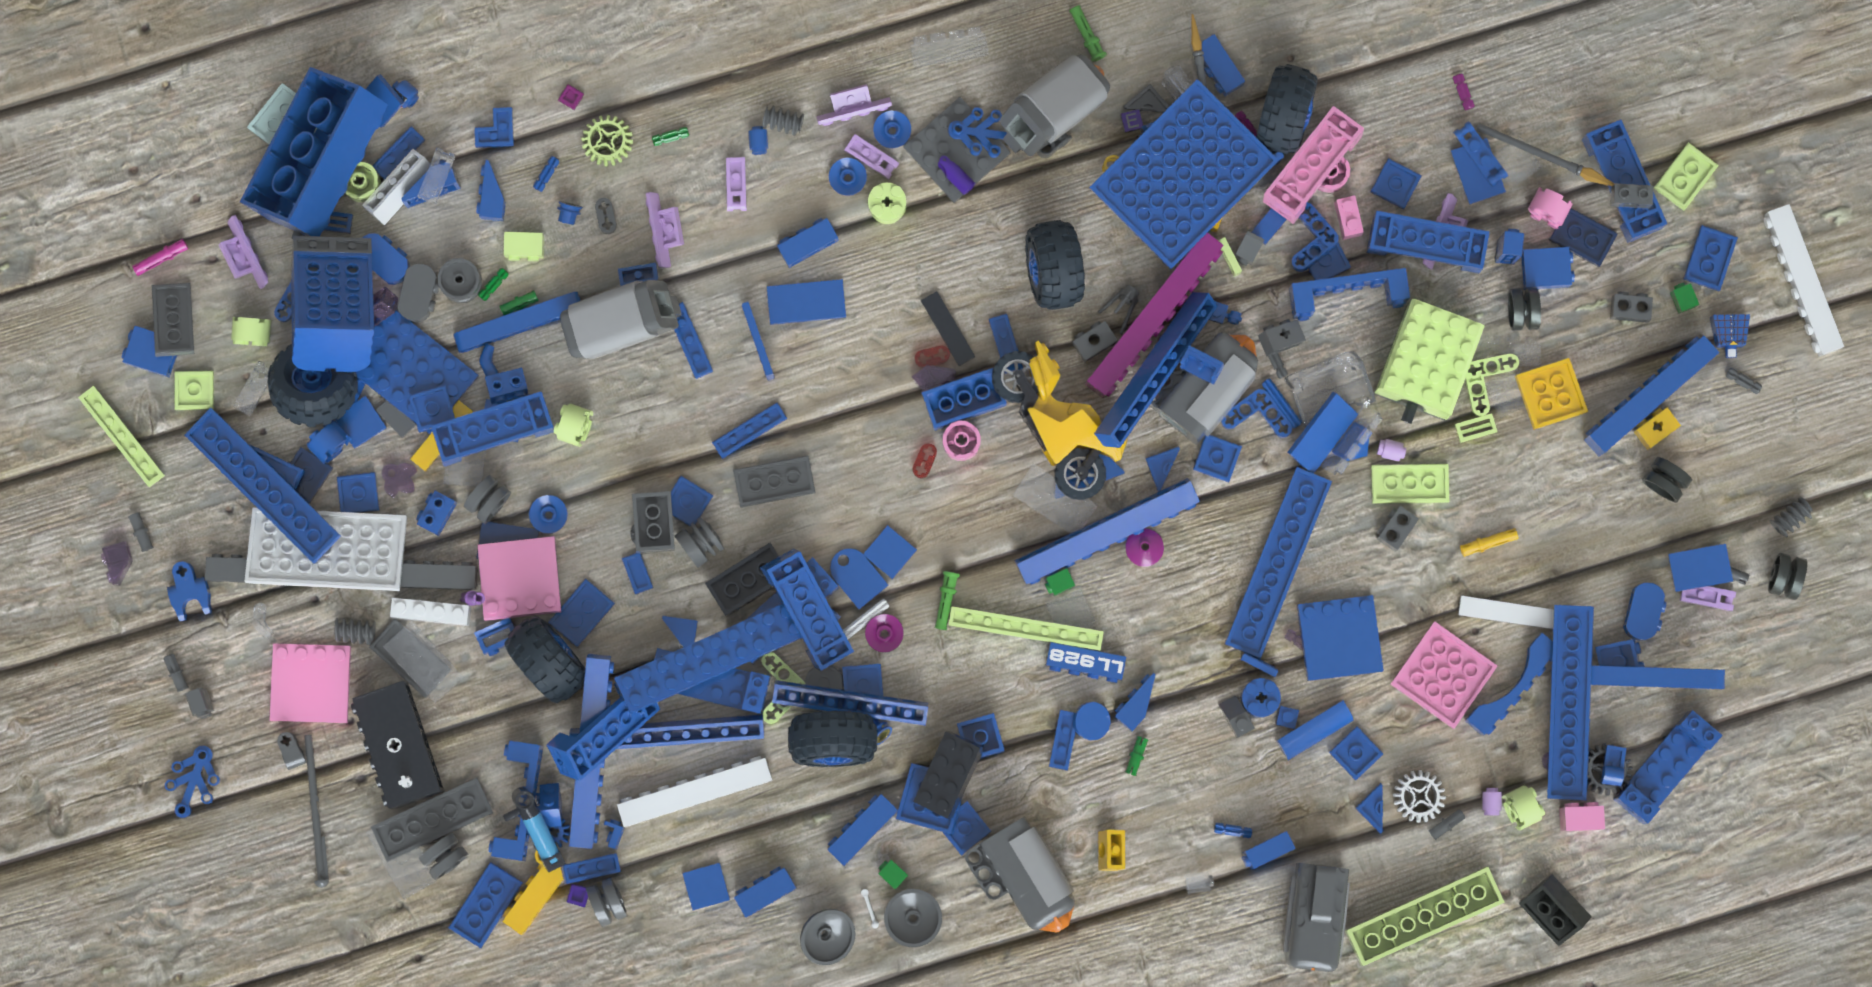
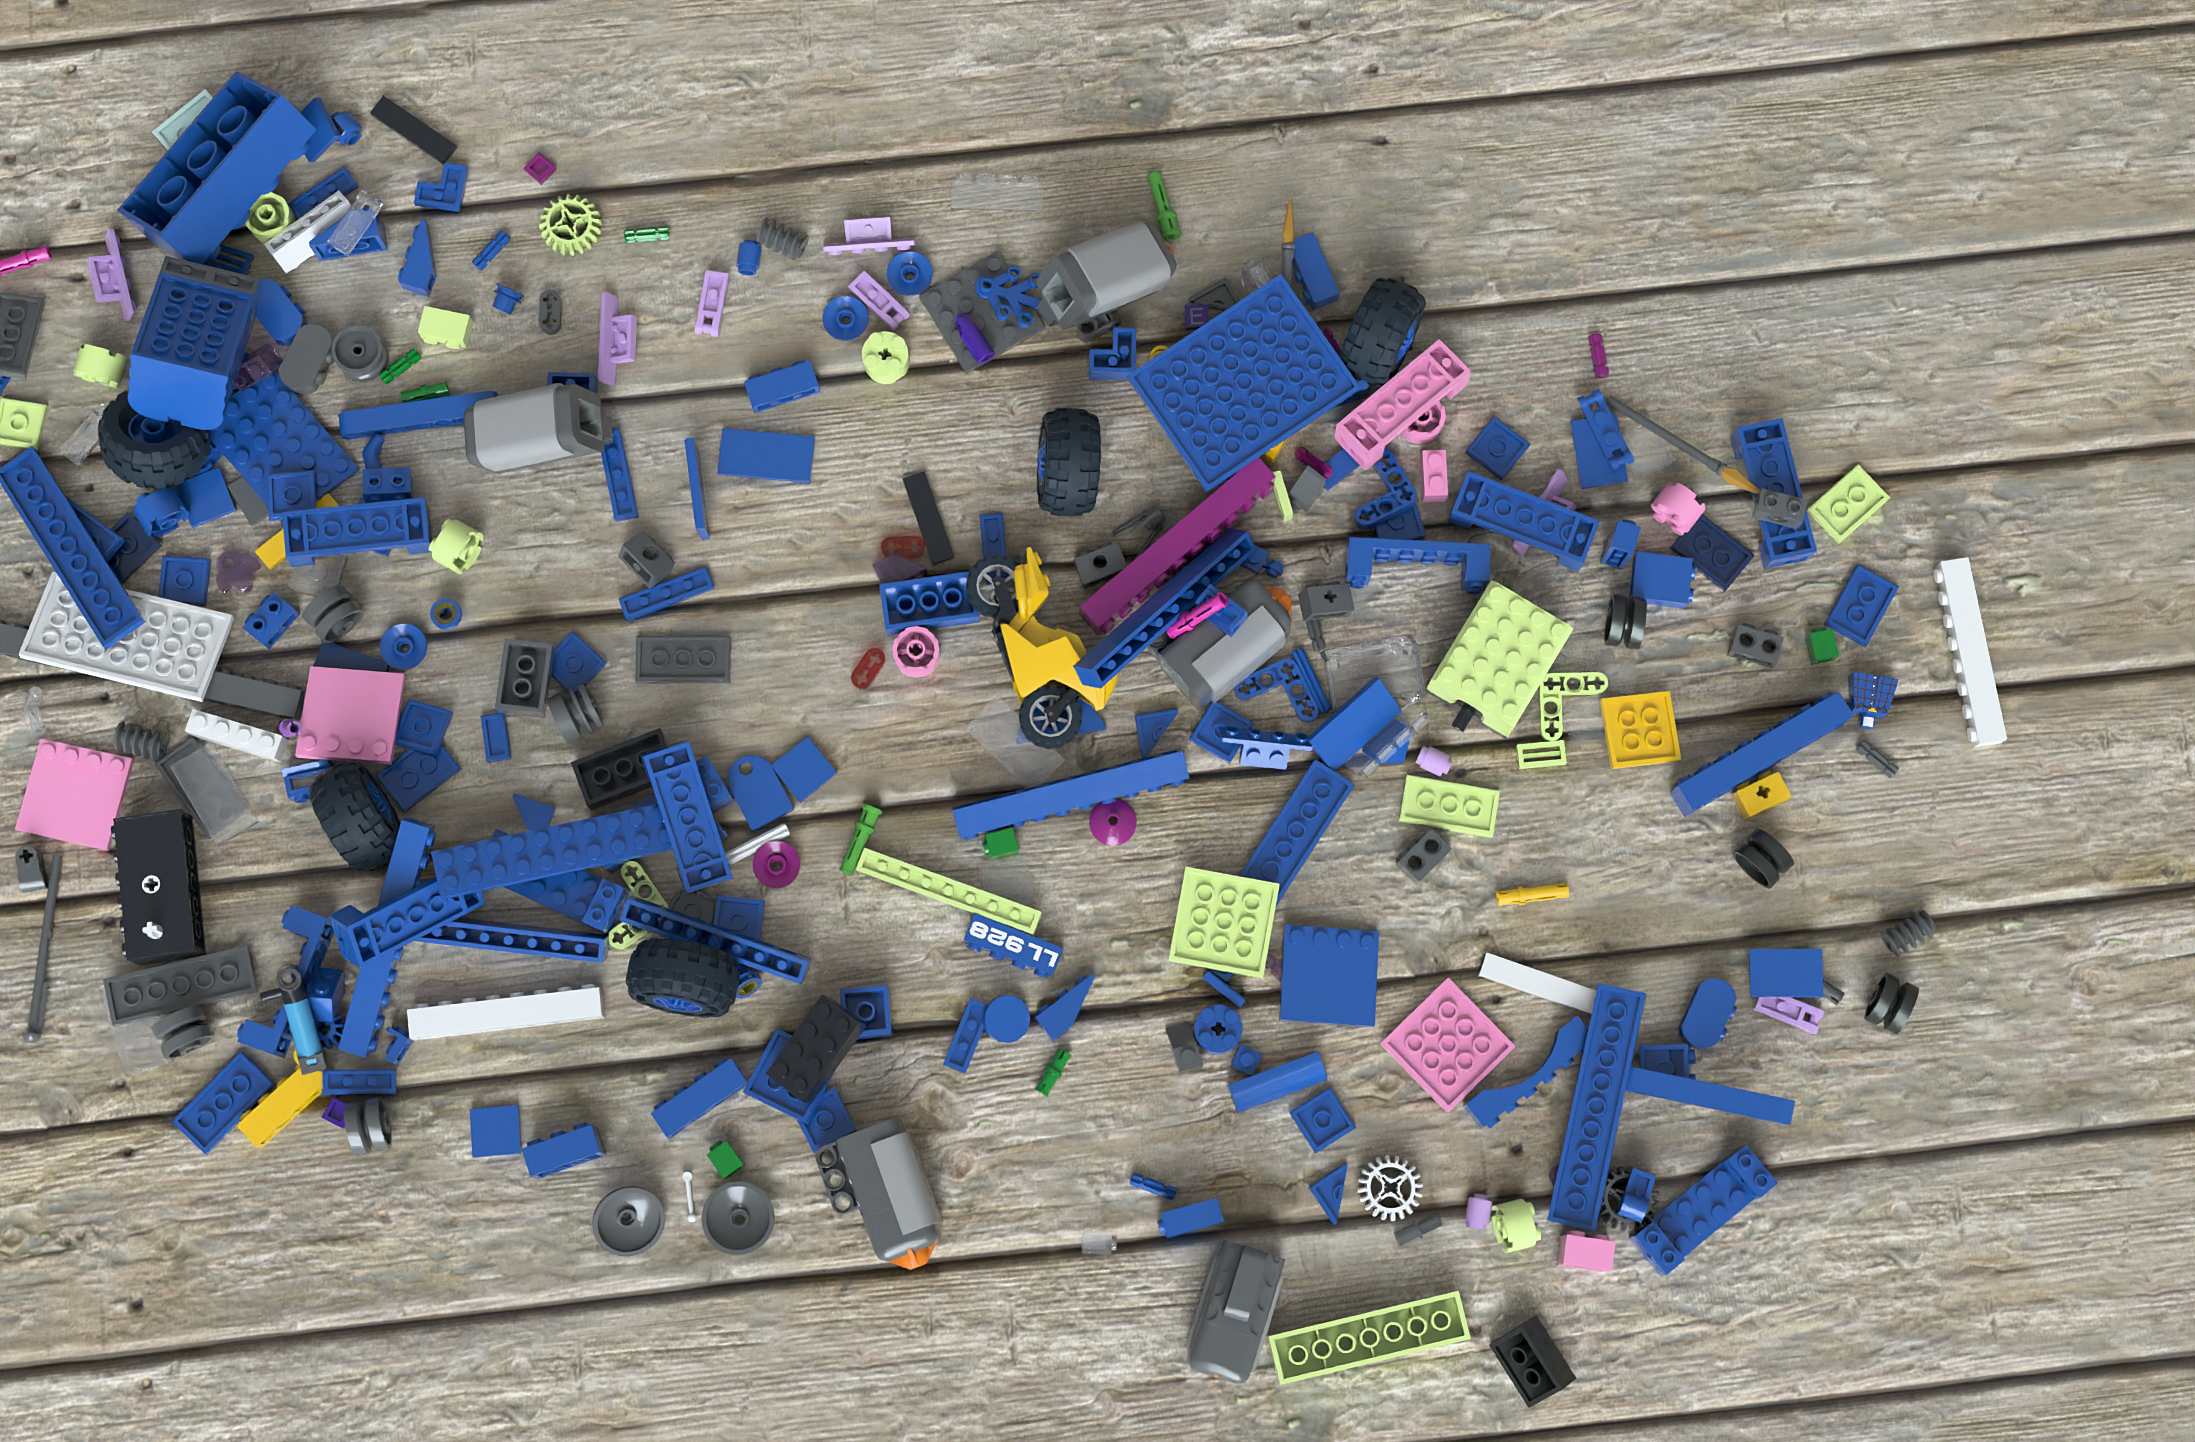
camera: 10 degrees right, 5 degrees down
(460, 84) = (413, 130): none -> black tile
(571, 478) = (440, 609): none -> piece
(578, 576) = (422, 727): none -> blue tile
(731, 415) = (649, 571): none -> dark grey brick
(1077, 172) = (1115, 363): none -> blue brick
(1111, 850) = (998, 1181): yellow brick -> none
(1177, 377) = (1216, 603): none -> dark pink pin
(1249, 612) = (1224, 922): none -> yellowish green plate
(1250, 225) = (1314, 462): none -> magenta axle
(1254, 465) = (1264, 747): none -> bracket

